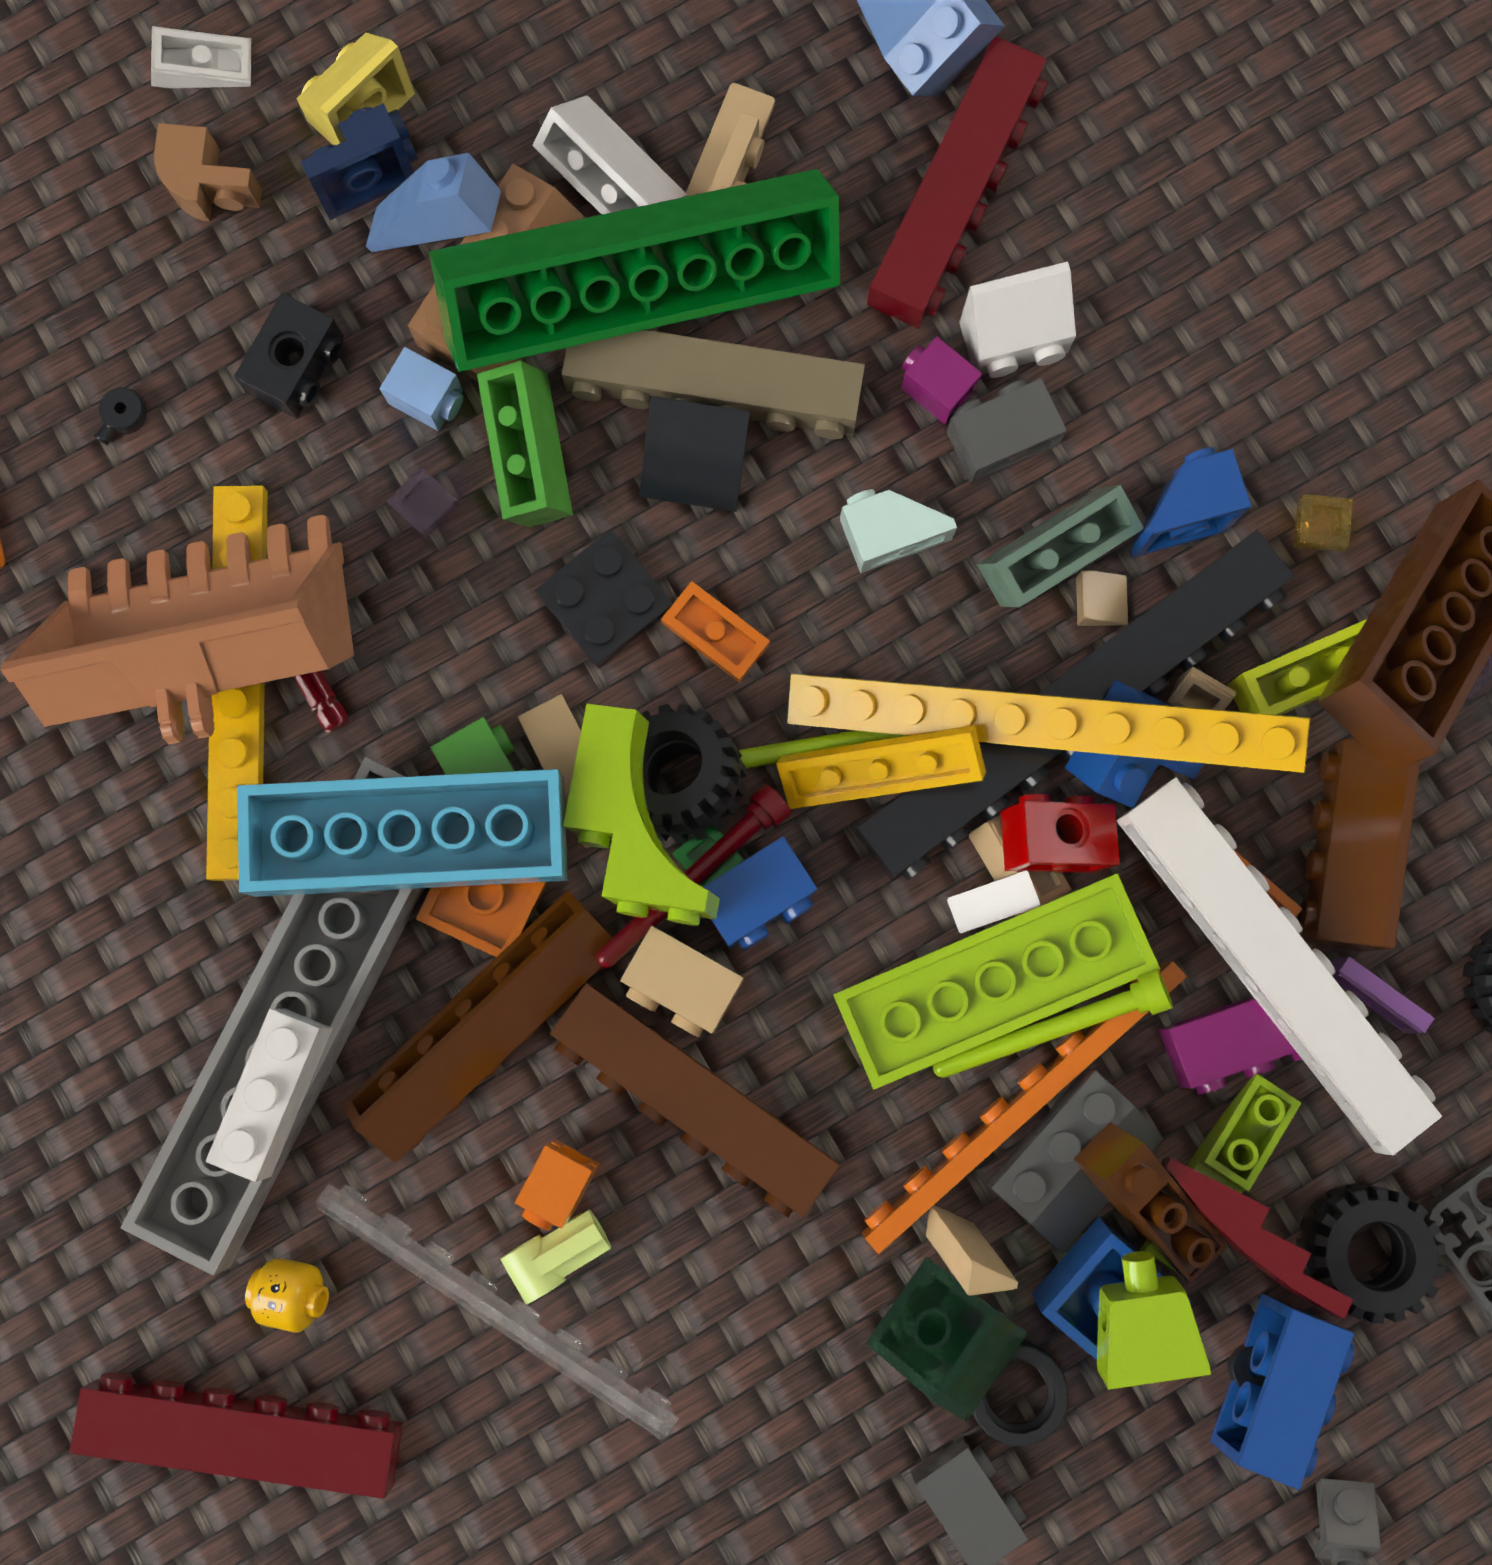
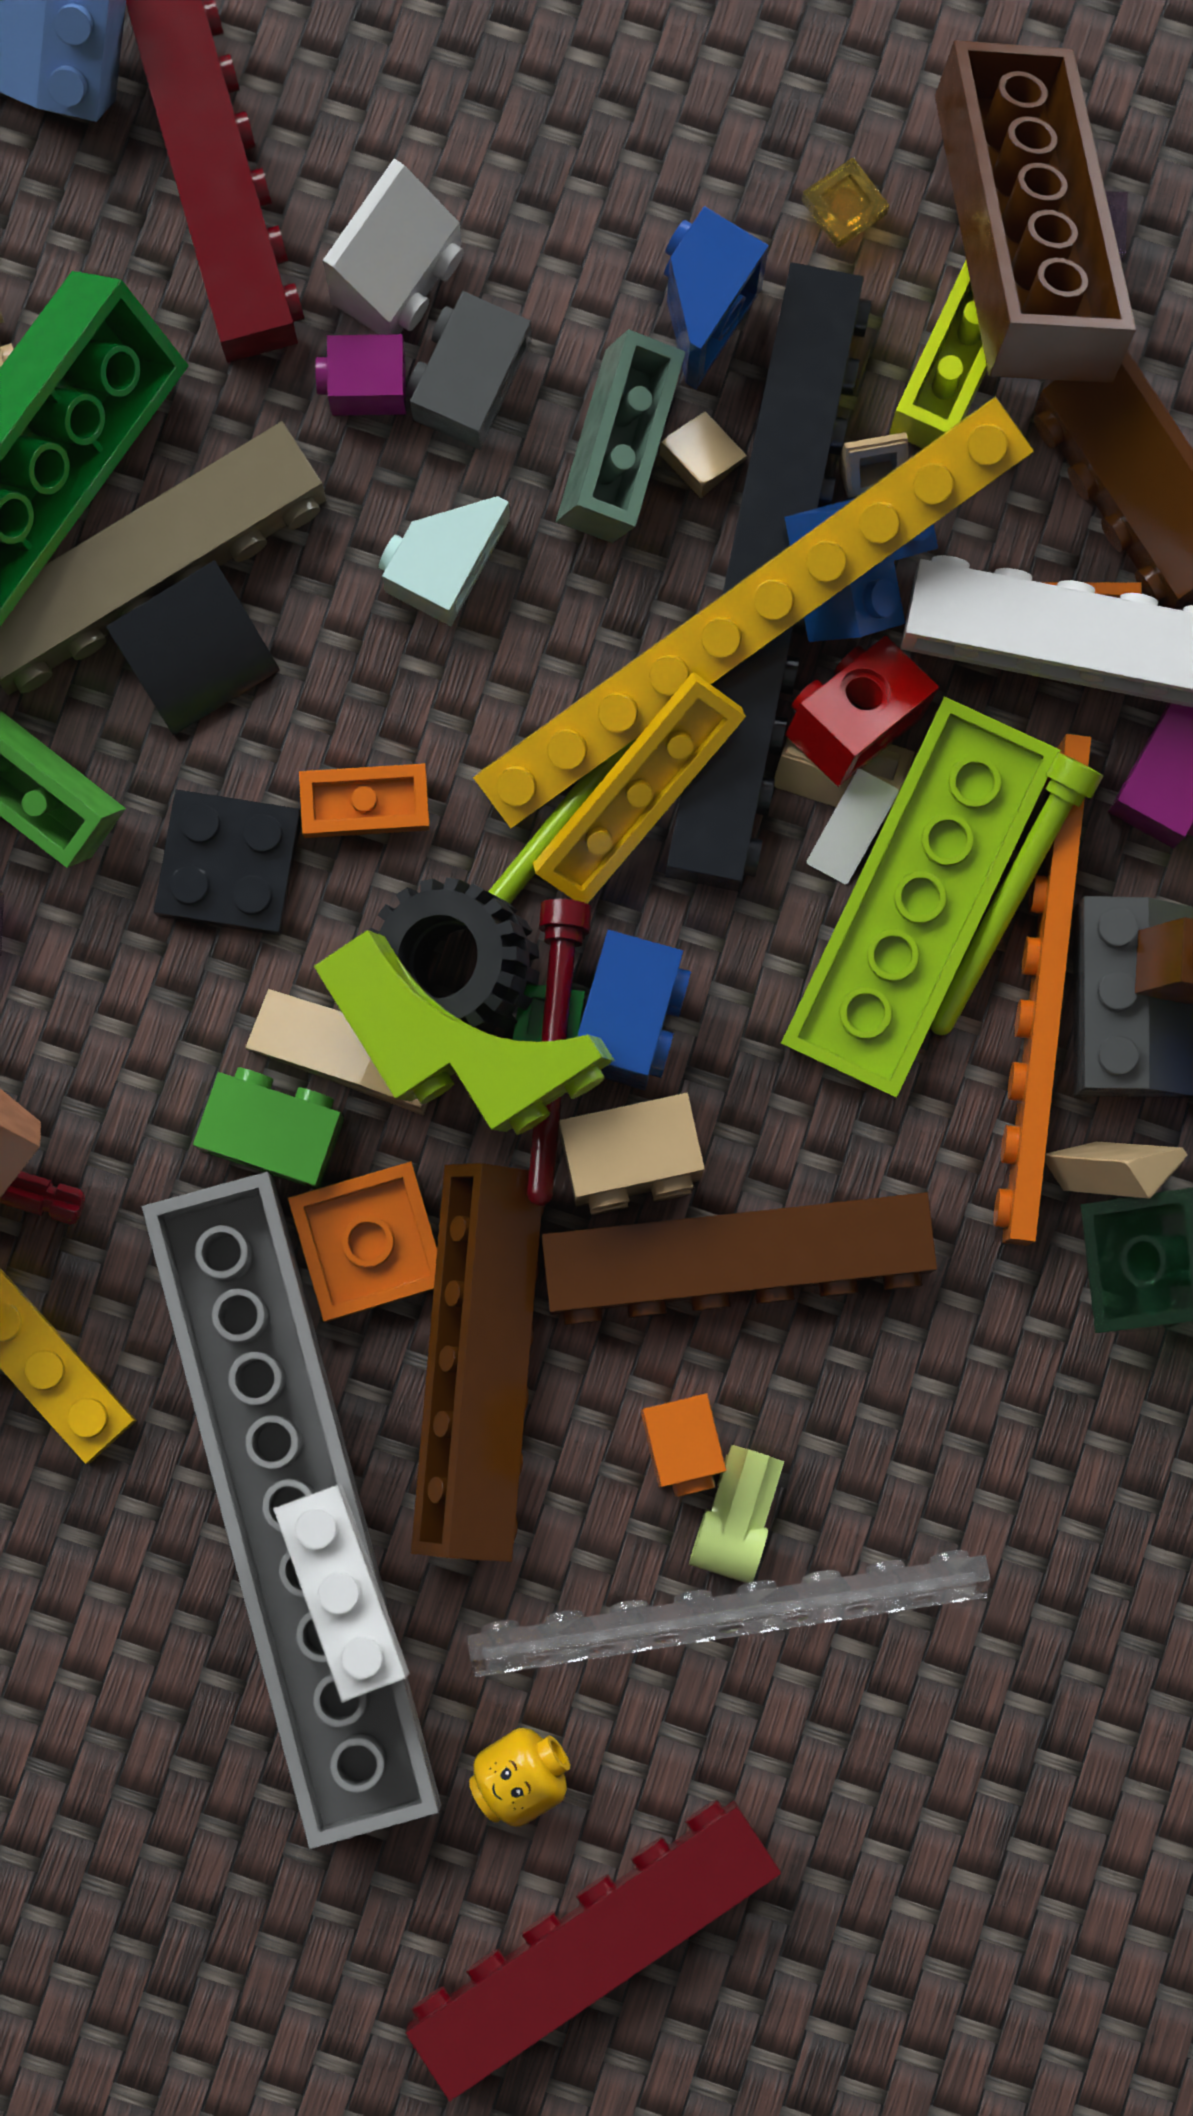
camera: 45 degrees left, 0 degrees up
(401, 833) = (249, 1239): medium azure brick -> none

